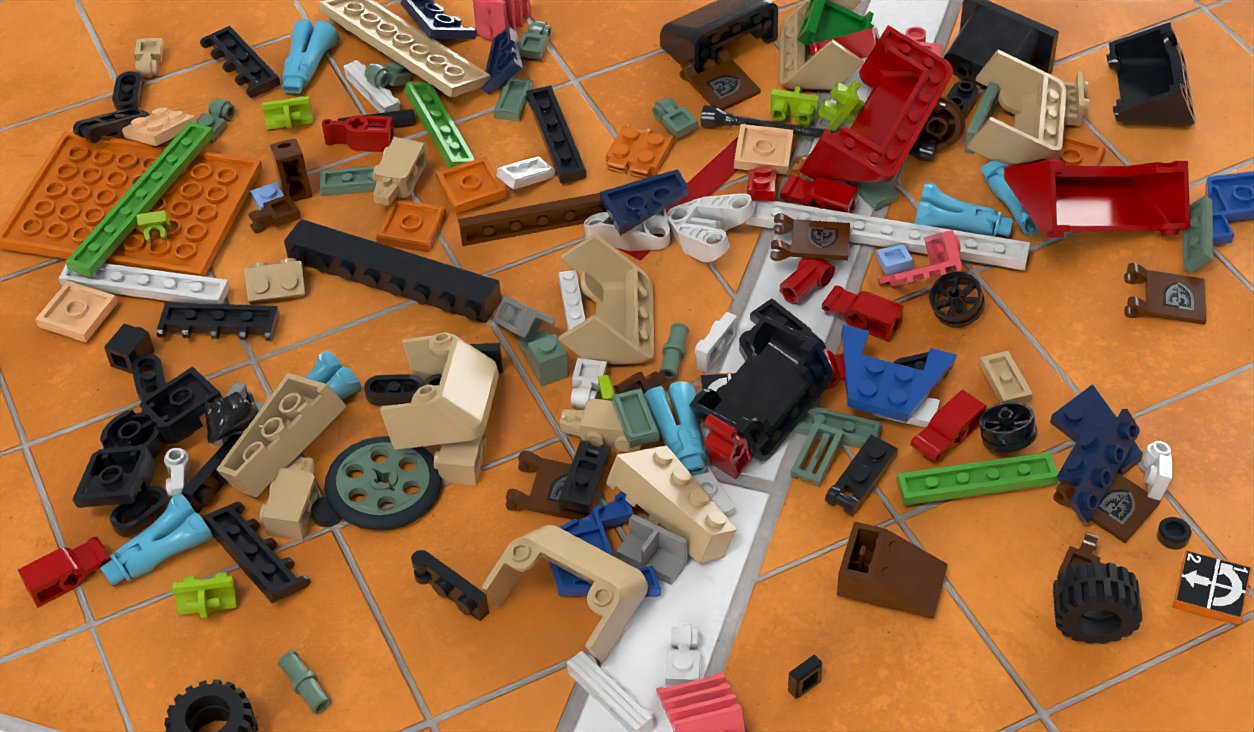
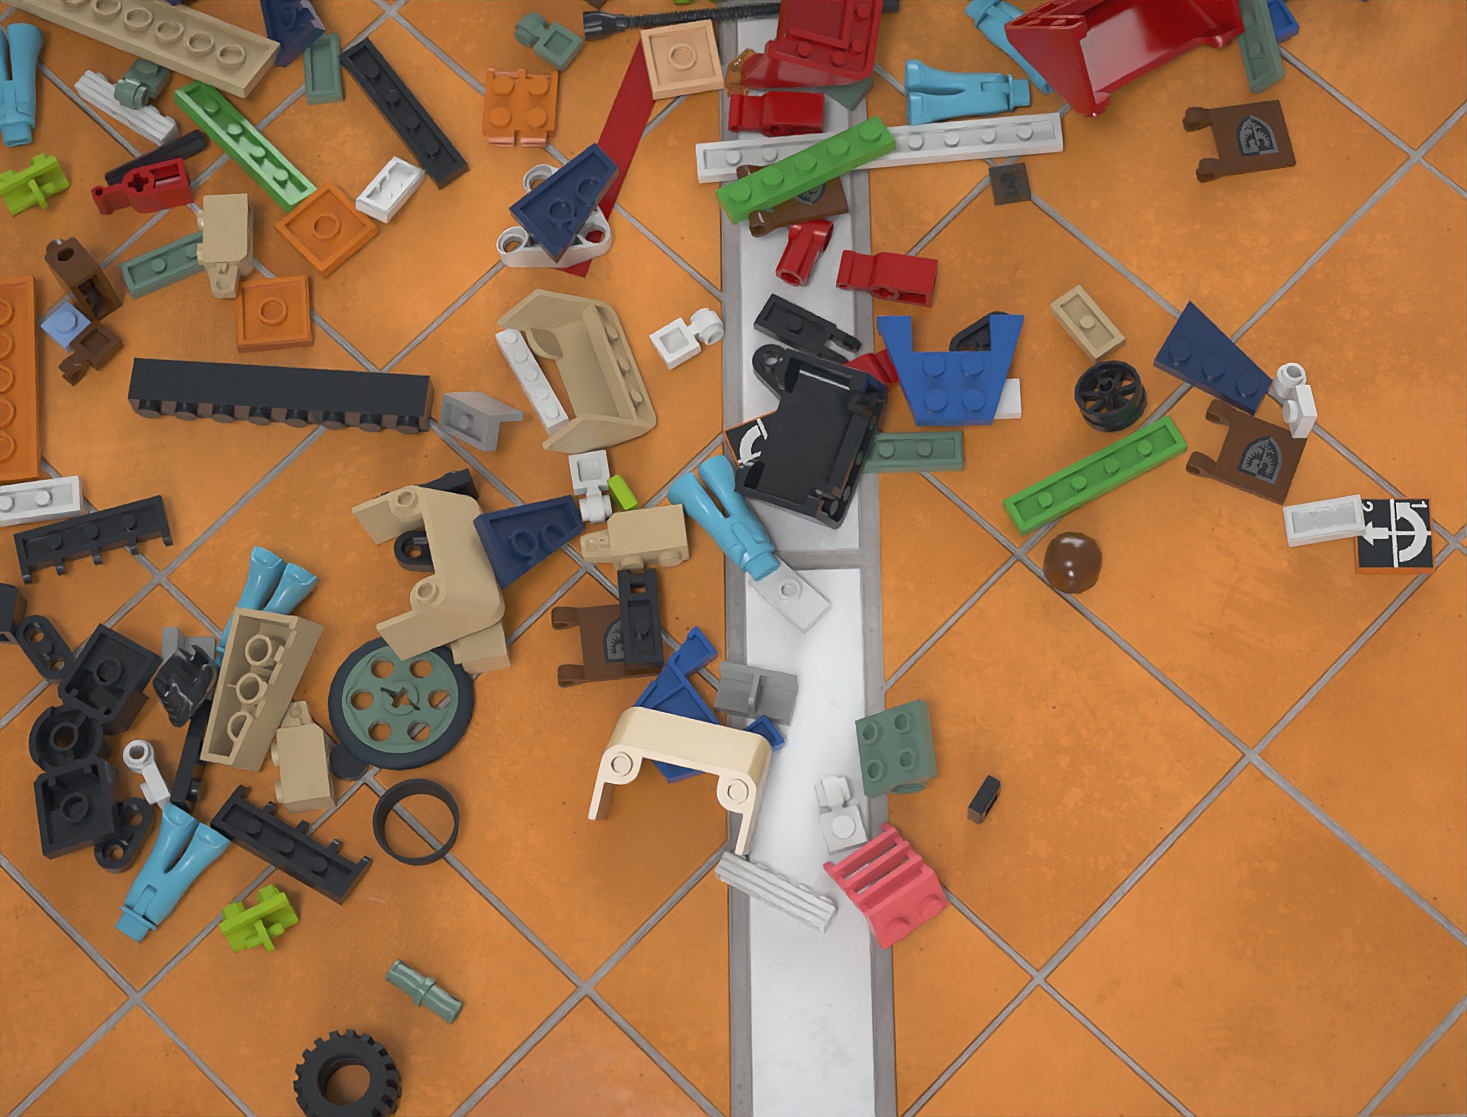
camera: 15 degrees left, 20 degrees up
(62, 570) = (73, 943): red piece -> none
(275, 281) = (138, 455): tan bracket -> none
(354, 540) = (401, 791): none -> black tyre
(392, 389) = (359, 565): black plate -> none
(449, 584) = (539, 814): black plate -> none
(523, 394) = (527, 535): none -> dark blue wing
(529, 219) = (430, 259): reddish brown plate -> none
(545, 357) = (525, 463): sand green arch -> none
(635, 418) = (675, 527): sand green tile -> none
(639, 381) = (658, 474): reddish brown plate -> none
(673, 499) = (760, 623): tan wedge -> none
(674, 350) = (679, 407): sand green pin -> none
(692, 311) = (679, 343): none -> white plate
(702, 222) = (648, 204): white connector -> none
(716, 342) = (729, 364): white plate -> none
(726, 448) = (797, 534): red piece -> none
(747, 620) = (896, 750): none -> sand green plate
(761, 184) = (700, 120): red plate -> none
(808, 475) = (904, 467): sand green tile -> none
(826, 226) = (806, 169): none -> bright green plate
(862, 475) = (962, 512): black plate -> none
(890, 572) = (1037, 636): reddish brown slope -> none
(894, 259) = (902, 186): light blue plate -> none
(939, 532) = (1072, 562): none -> reddish brown hair
(943, 257) = (963, 183): coral plate -> none
(949, 426) = (1041, 414): red piece -> none
(957, 299) = (997, 227): black wheel -> none
(982, 275) = (1009, 183): none -> clear smoke tile
(1084, 554) = (1242, 554): reddish brown plate -> none
(1095, 463) = (1224, 417): dark blue bracket -> none
(1097, 603) = (1278, 610): black tyre -> none
(1157, 558) = (1324, 520): none -> white plate
(1174, 533) = (1333, 476): black tile -> none

